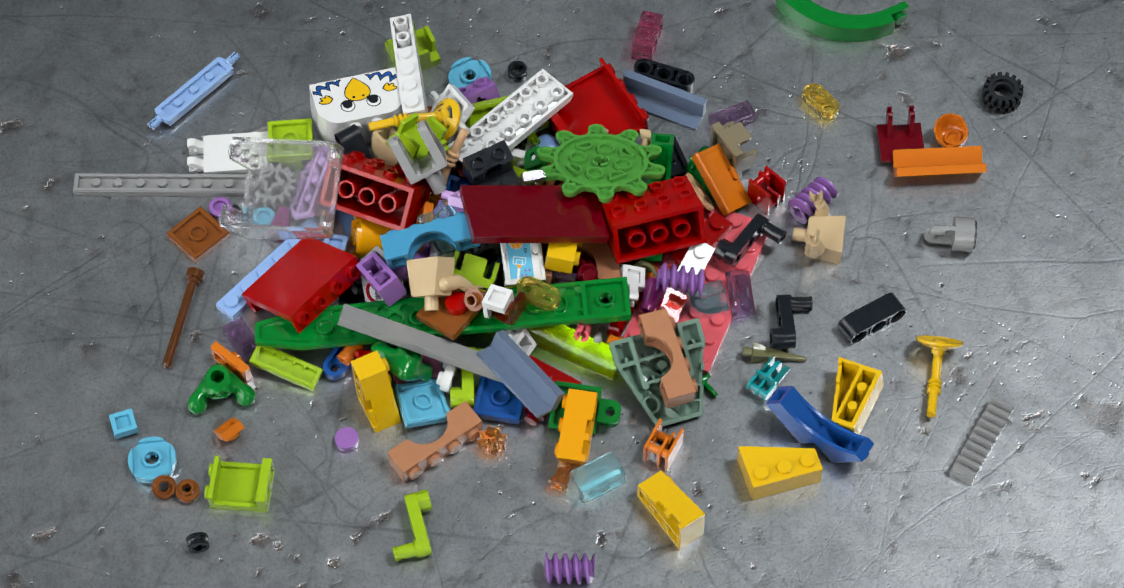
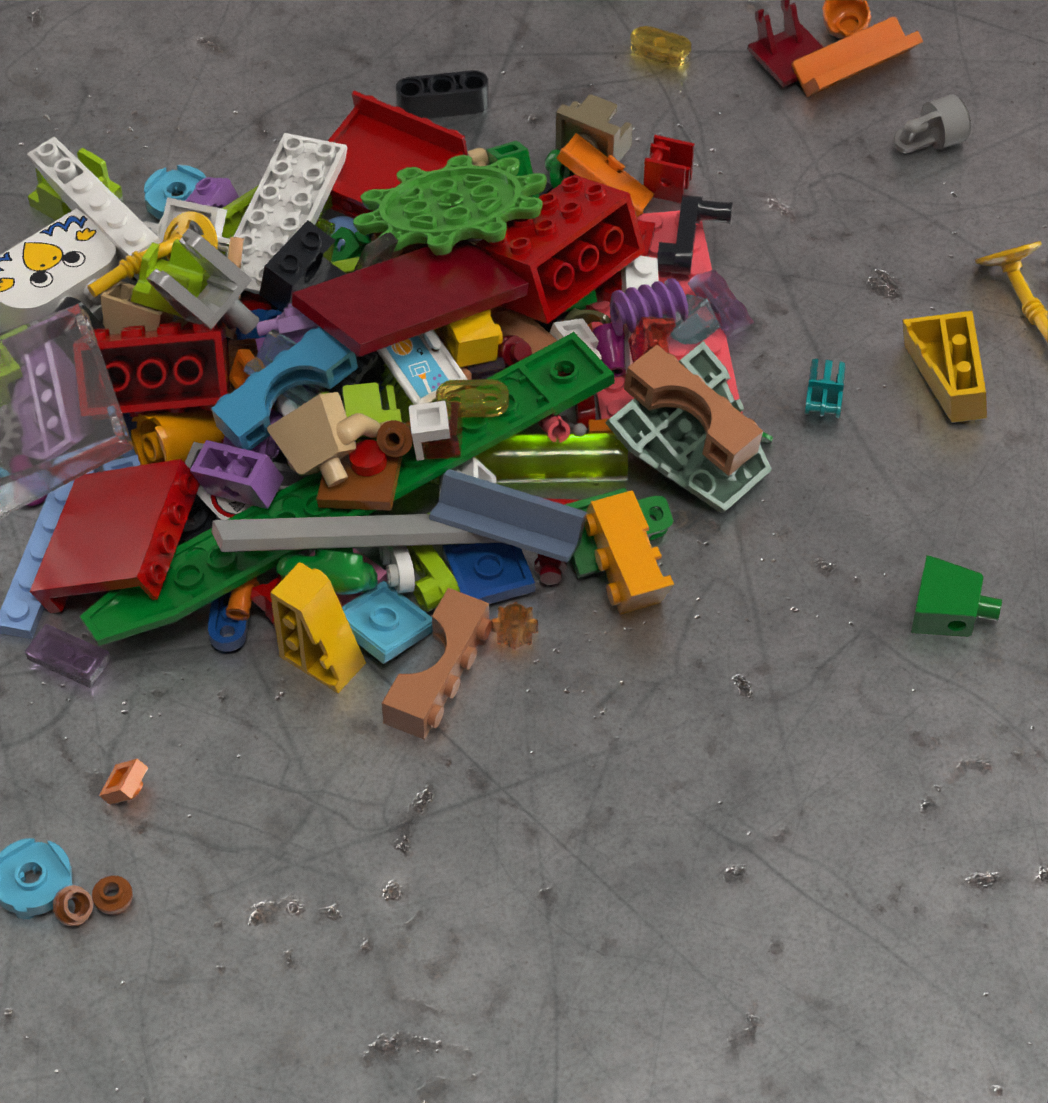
camera: 30 degrees left, 5 degrees down
(198, 542) = (175, 957): black bush -> none
(217, 384) = (70, 725): green head -> none
(232, 361) = (69, 690): orange plate -> none
(240, 485) = (189, 850): lime panel -> none
(286, 367) = (155, 660): lime plate -> none
(347, 439) = (305, 718): medium lavender tile -> none
(416, 505) = (464, 760): lime beam -> none
(517, 65) = (239, 155): black bush -> none
(562, 477) = (642, 628): clear orange bush -> none
(569, 568) = (734, 736): medium lavender piece -> none
(598, 477) = (693, 605): clear light blue panel -> none
(647, 36) = (386, 53): clear pink brick -> none
(666, 101) = (480, 118): sand blue panel -> none
(667, 450) = (751, 527): orange piece -> none
(672, 509) = (818, 599): yellow wedge -> none
(740, 112) = (569, 91): clear purple plate -> none
(751, 546) = (951, 600): none -> green torso
(762, 353) = (794, 364): olive piece -> none
(778, 469) = (915, 491): yellow wedge -> none
(785, 334) = (808, 320): black beam -> none
(802, 207) = (732, 158): medium lavender piece -> none
(813, 427) = (924, 417): blue arch -> none
(824, 232) = (773, 192): tan torso -> none
(872, 318) = (902, 264): black beam -> none

